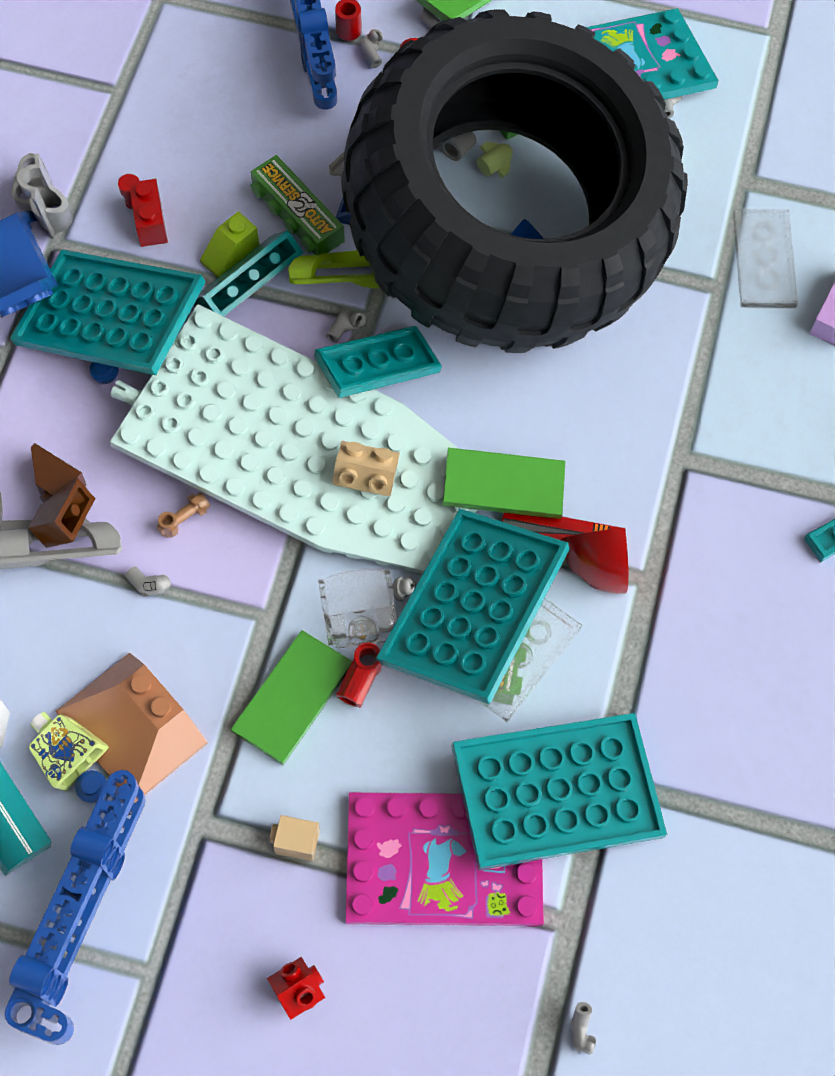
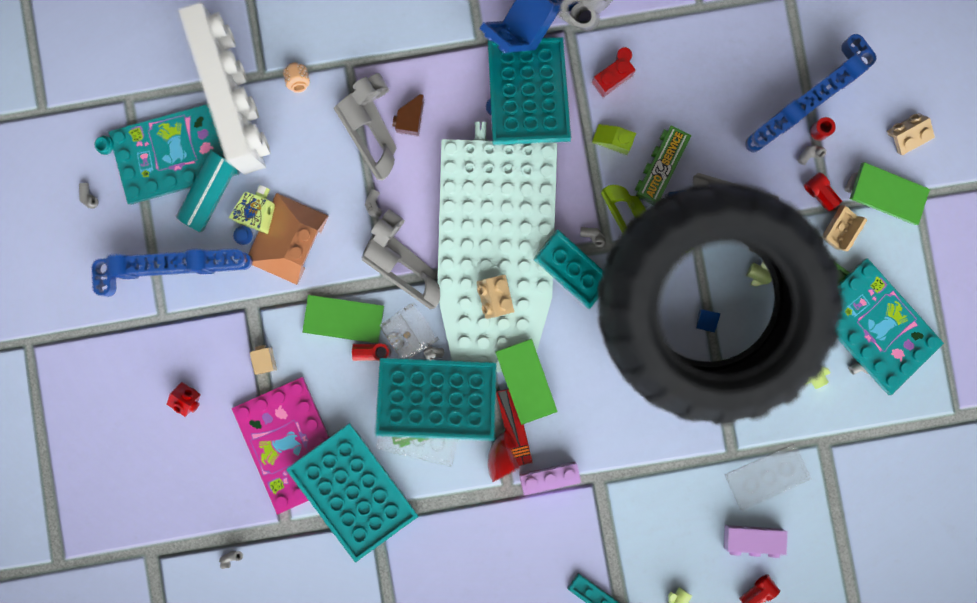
camera: 65 degrees right, 20 degrees up
(62, 515) = (385, 136): reddish brown slope -> none
(169, 522) = (413, 198): medium nougat bar -> none
(232, 592) = (385, 251): none -> light grey panel
(249, 273) = (598, 160): teal brick -> none
(654, 512) = (550, 478): none -> lavender brick

